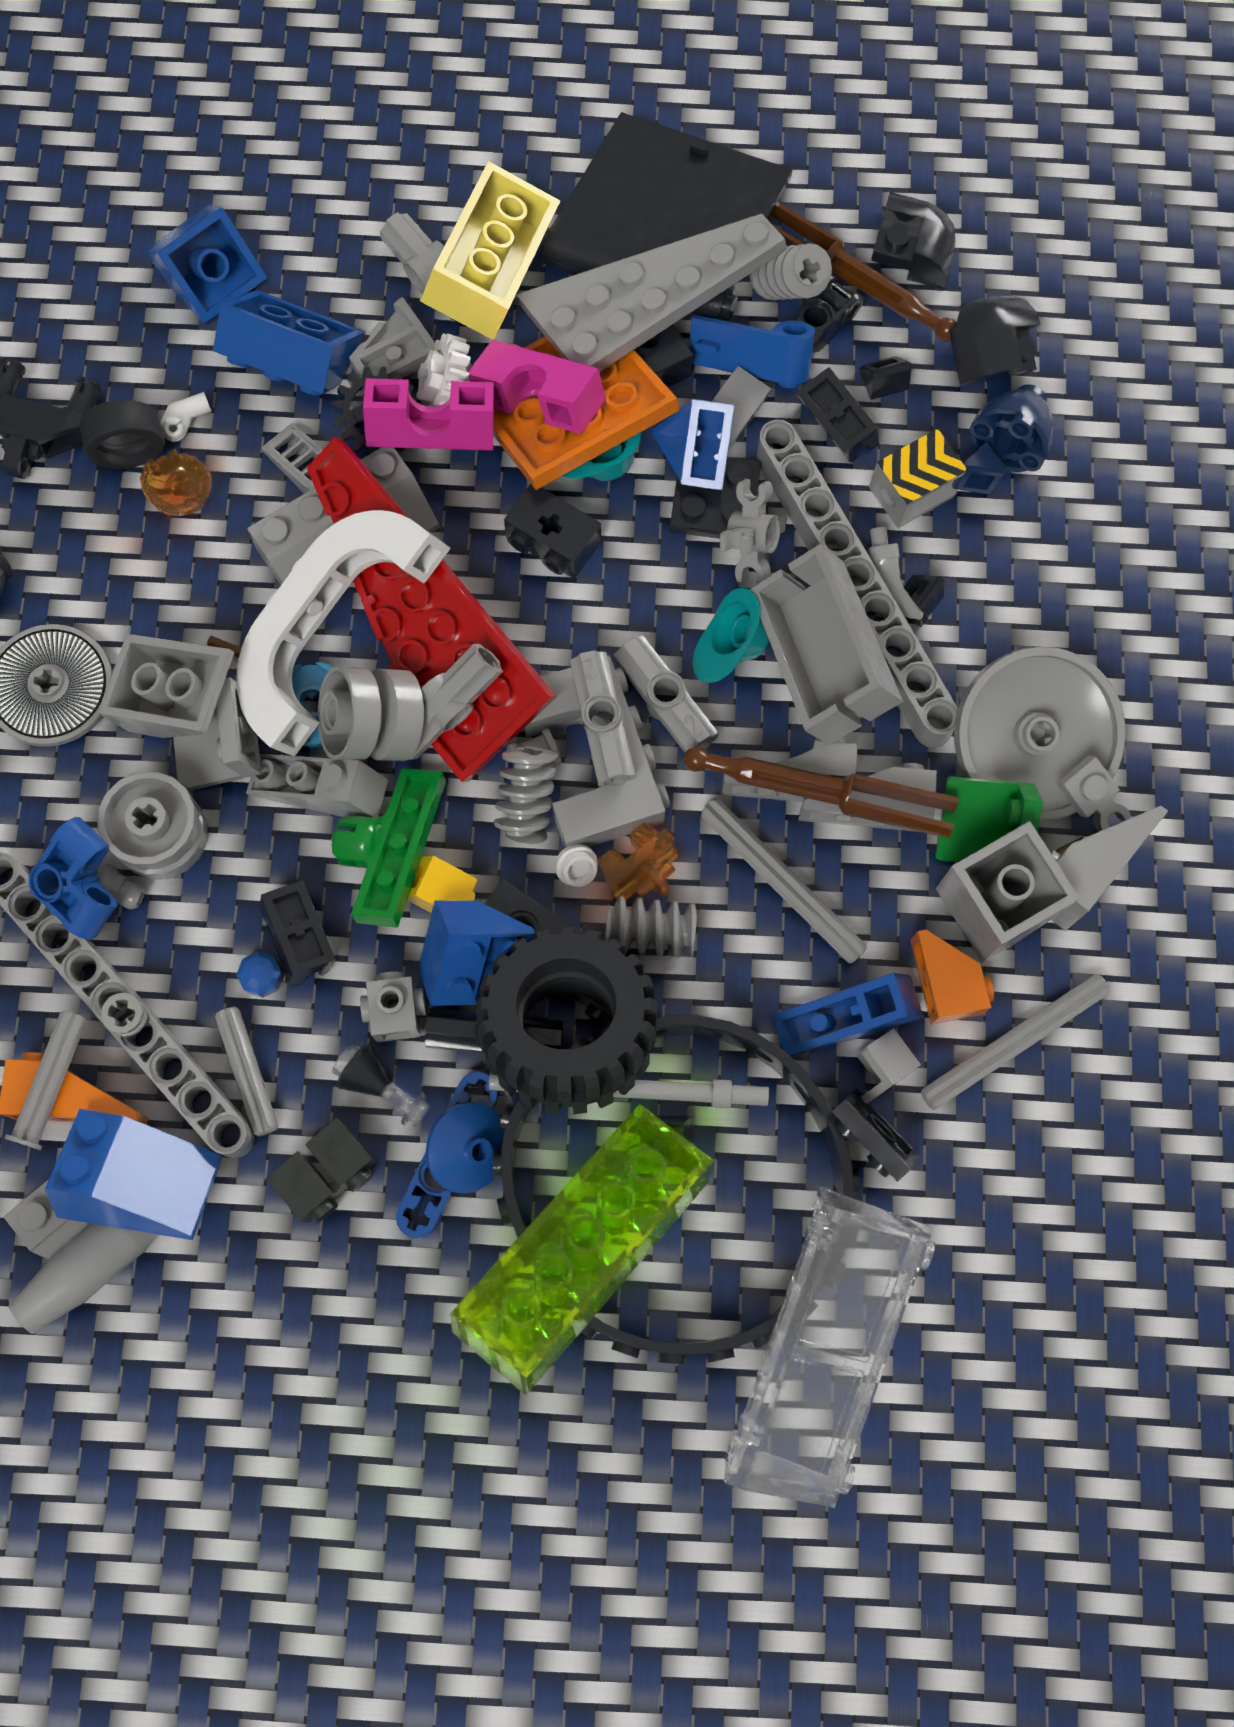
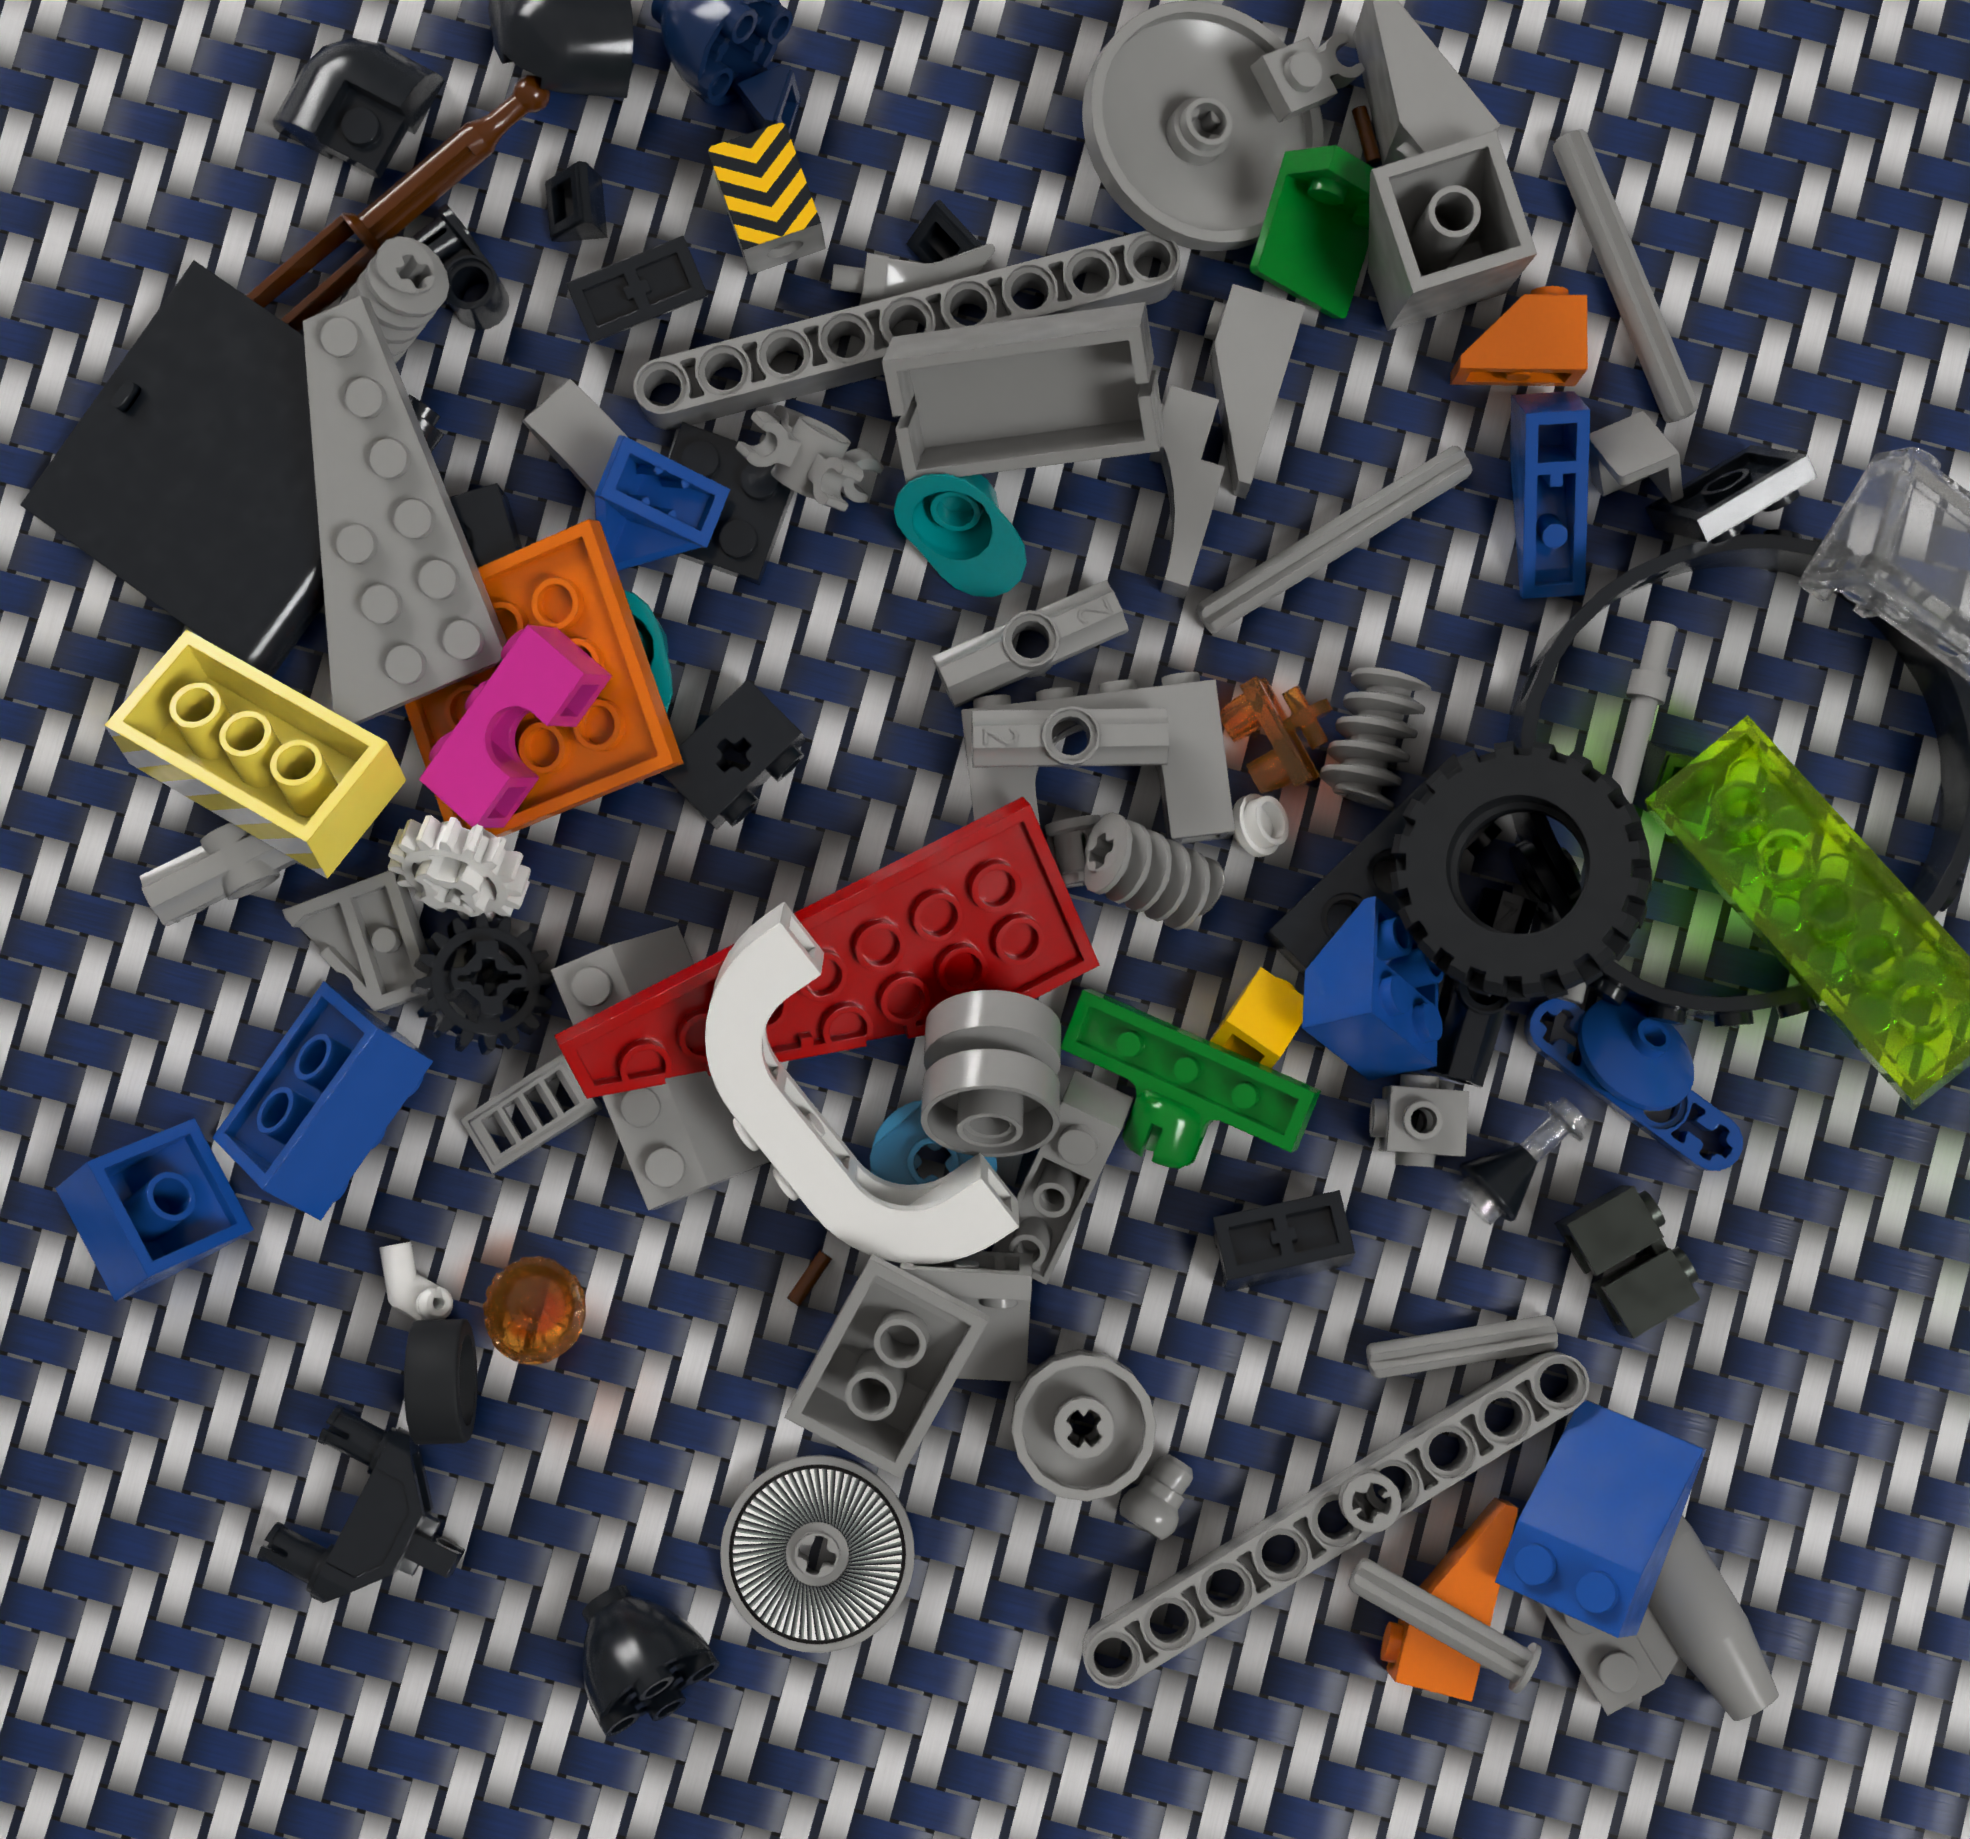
camera: 75 degrees left, 10 degrees up
(68, 879) = (1163, 1553): blue piece -> none
(260, 974) = (1326, 1305): blue tile -> none
(400, 422) = (552, 858): dark pink arch -> none
(451, 694) = (988, 944): light grey piece -> none
(770, 355) = (525, 358): blue door -> none
(830, 789) = (1235, 450): reddish brown piece -> none

